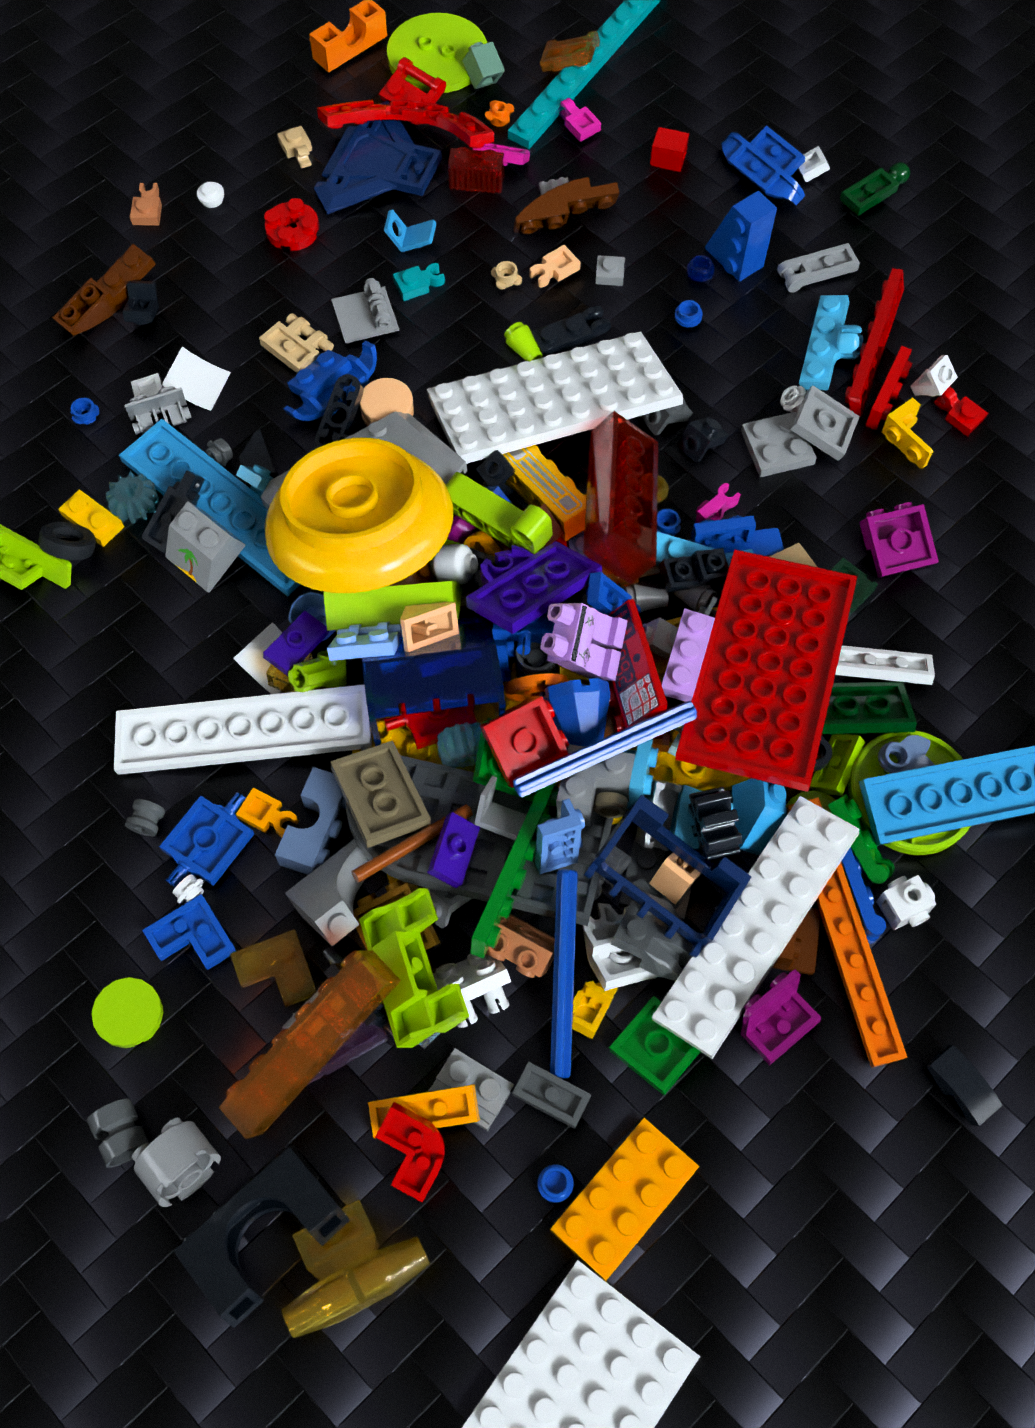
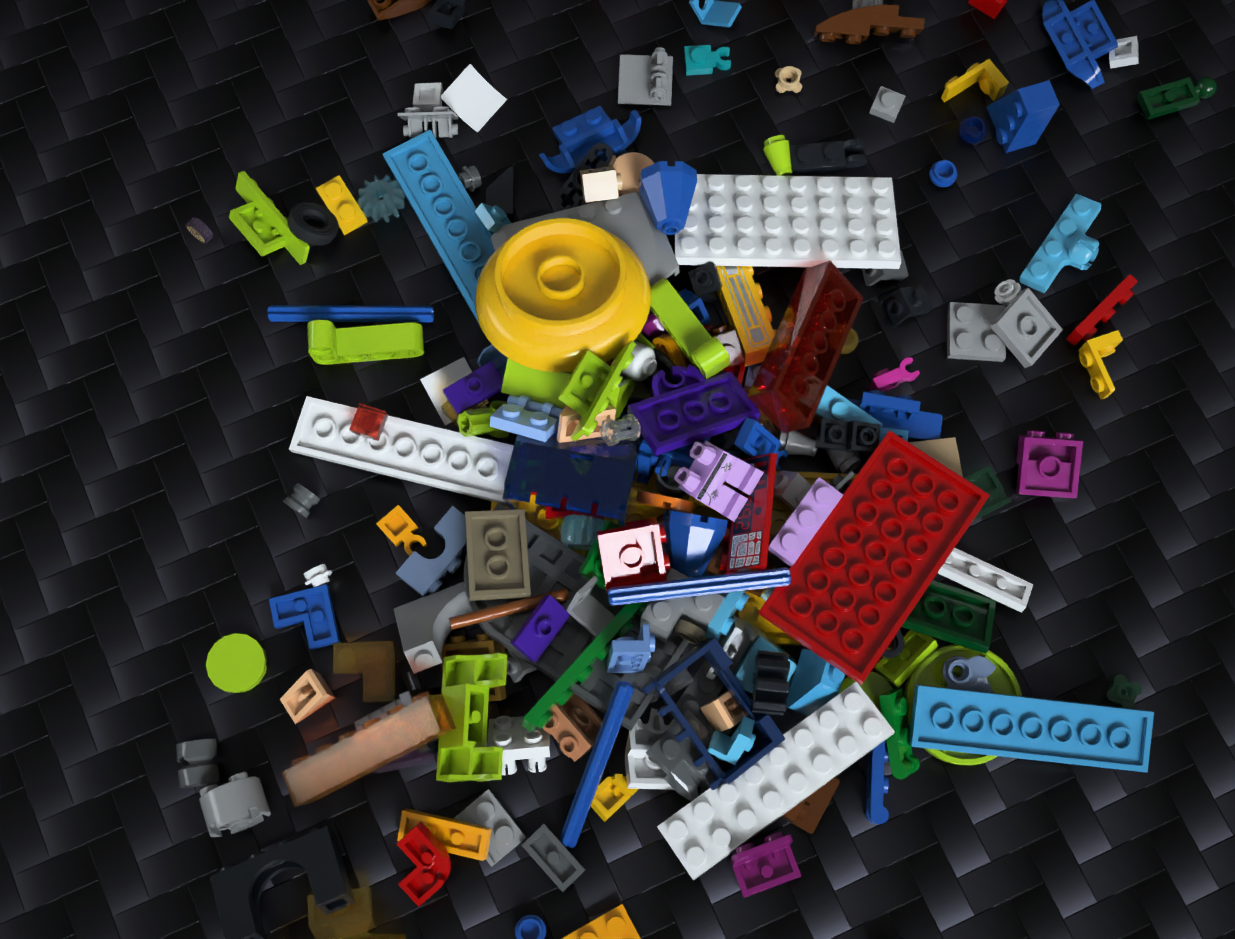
camera: 20 degrees right, 10 degrees up
(82, 406) = (366, 93): blue plate -> none
(135, 618) = (350, 313): none -> blue axle
(161, 640) = (363, 343): none -> lime beam
(170, 505) = (411, 227): black hinge -> none
(194, 711) = (369, 422): none -> clear red plate
(201, 546) = (426, 266): light grey slope -> none
(206, 840) = (345, 537): blue plate -> none
(218, 1018) = (306, 696): none -> light nougat slope
(292, 349) = (566, 93): tan plate -> none
(357, 412) = (600, 184): none -> brick
(422, 584) = (590, 386): none -> lime bracket
(429, 398) = (668, 194): none -> blue cone
(464, 618) = (620, 429): none -> clear bush
(555, 264) = (839, 84): light nougat plate -> none
(653, 1050) = (649, 851): green plate -> none
(672, 518) = (850, 374): blue plate -> none
(692, 217) = (986, 74): none -> yellow bracket
(706, 894) = (732, 747): none -> medium azure bracket
(818, 266) = (1086, 163): light grey plate -> none
(858, 969) = (851, 842): orange plate -> none
(877, 336) = (1113, 253): red plate -> none
(906, 902) = (906, 806): white brick -> none
(936, 378) = (1148, 316): white bracket -> none
(962, 414) = (1162, 358): red plate -> none

